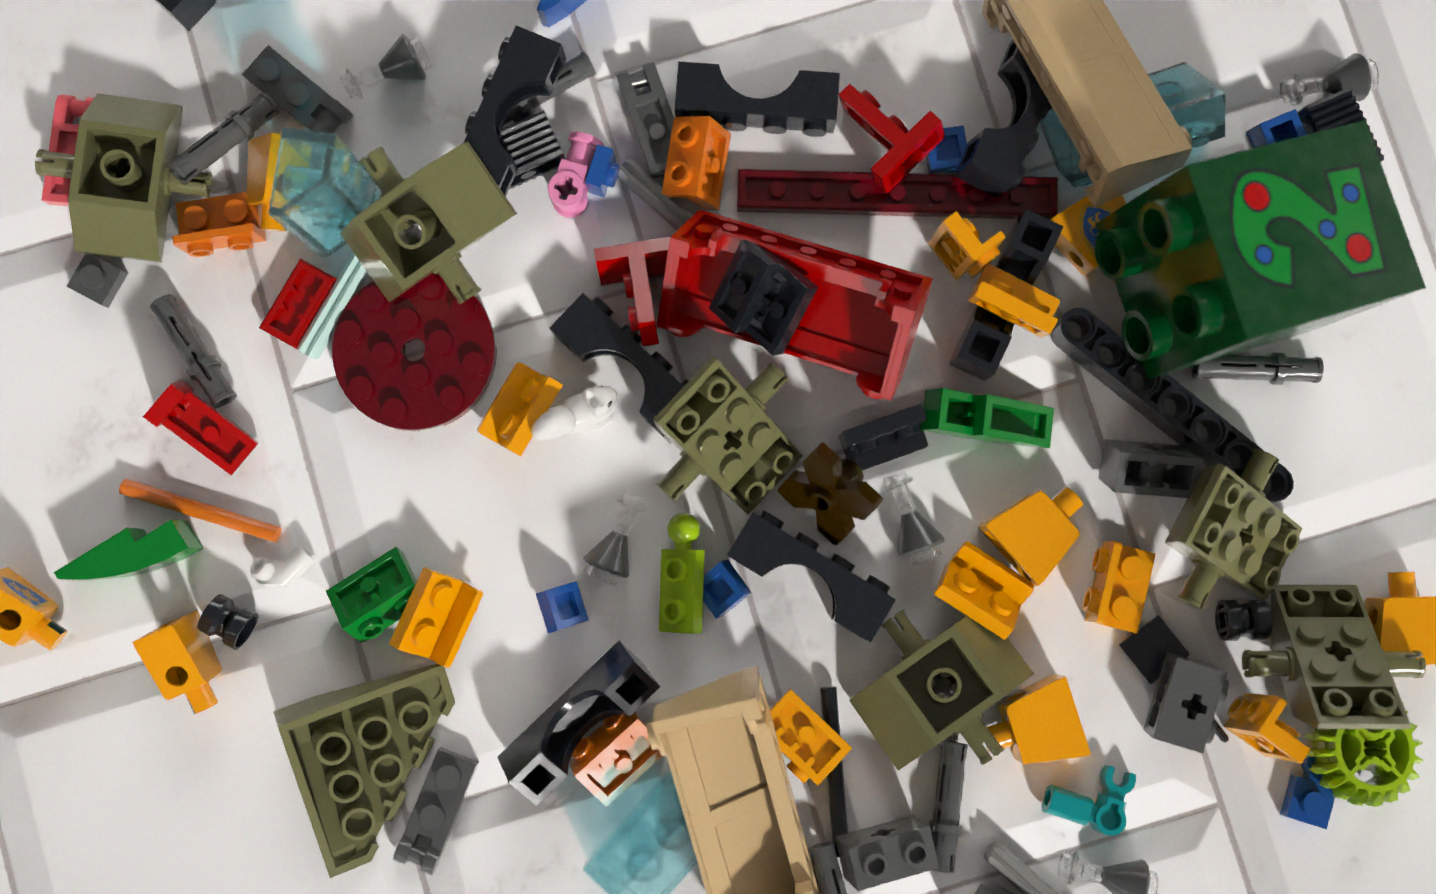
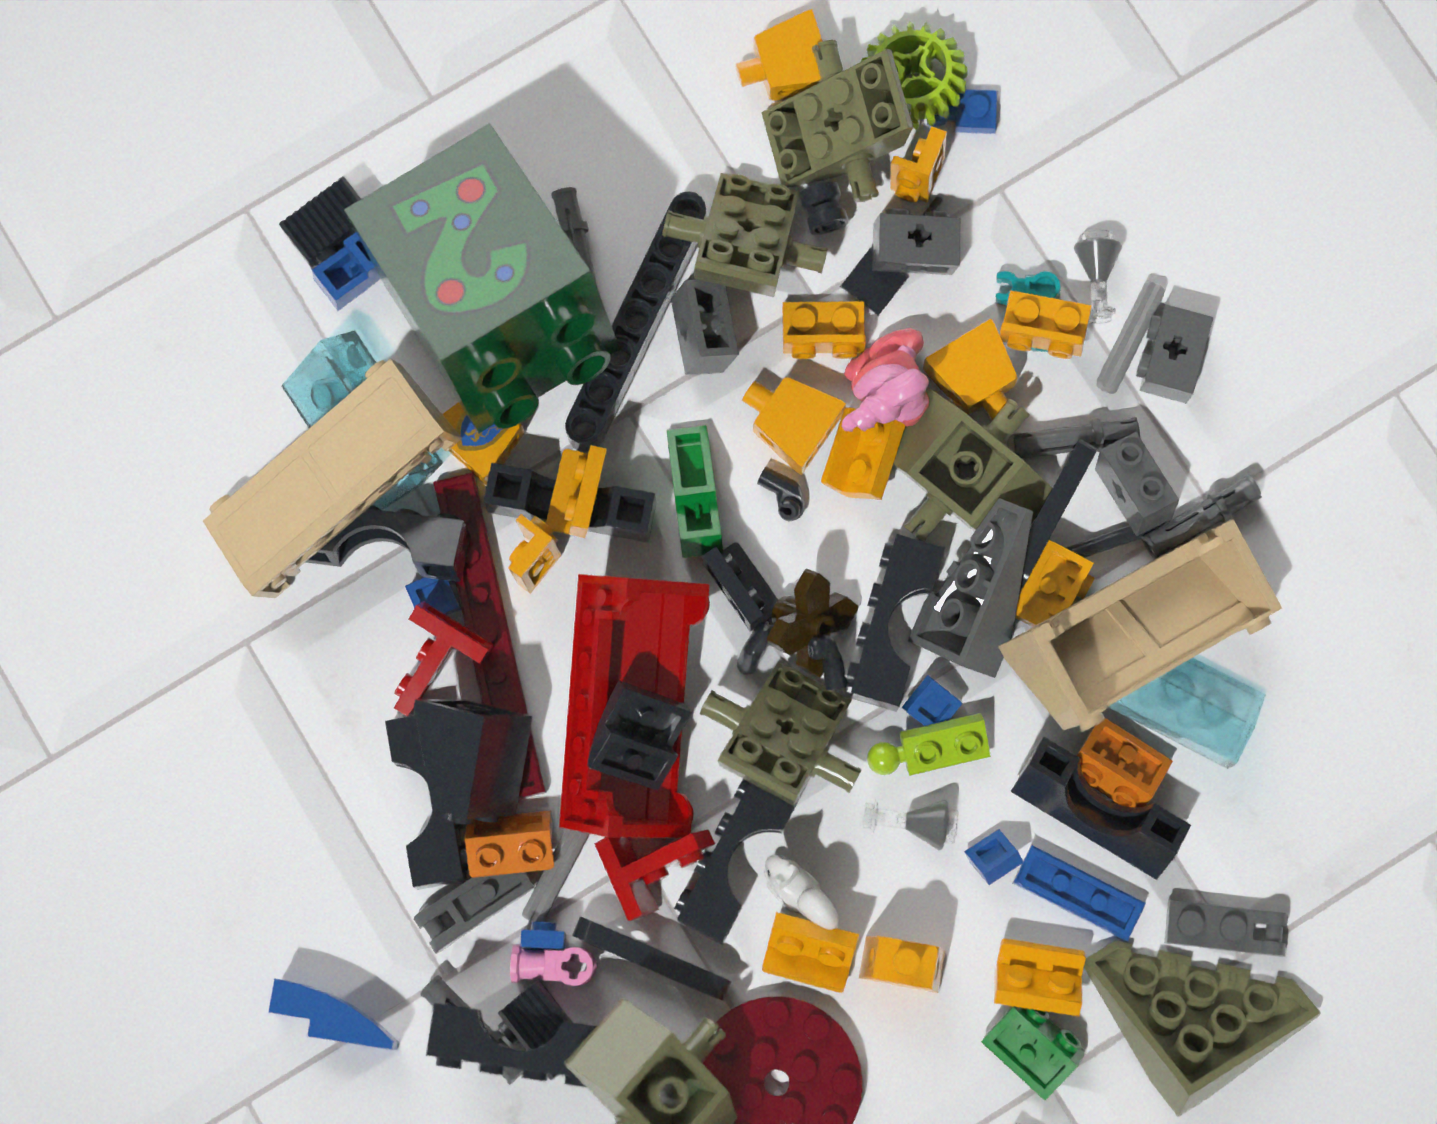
camera: 100 degrees left, 5 degrees down
(484, 492) = (902, 963): none -> light orange torso
(508, 679) = (1079, 893): none -> blue tile
(556, 265) = (651, 958): none -> black beam
(784, 140) = (472, 757): none -> black slope
(784, 503) = (832, 661): none -> black arm
(811, 662) = (980, 597): none -> dark grey wedge
(819, 433) = (754, 648): none -> black arm
(877, 757) = (1056, 504): none -> black beam
(917, 536) = (828, 529): piece -> none
(964, 507) = (787, 493): none -> black arm
(1049, 632) = (888, 382): none -> bright pink hair
(1071, 807) = (1045, 324): none -> light orange bracket
(1353, 73) = (261, 224): piece -> none

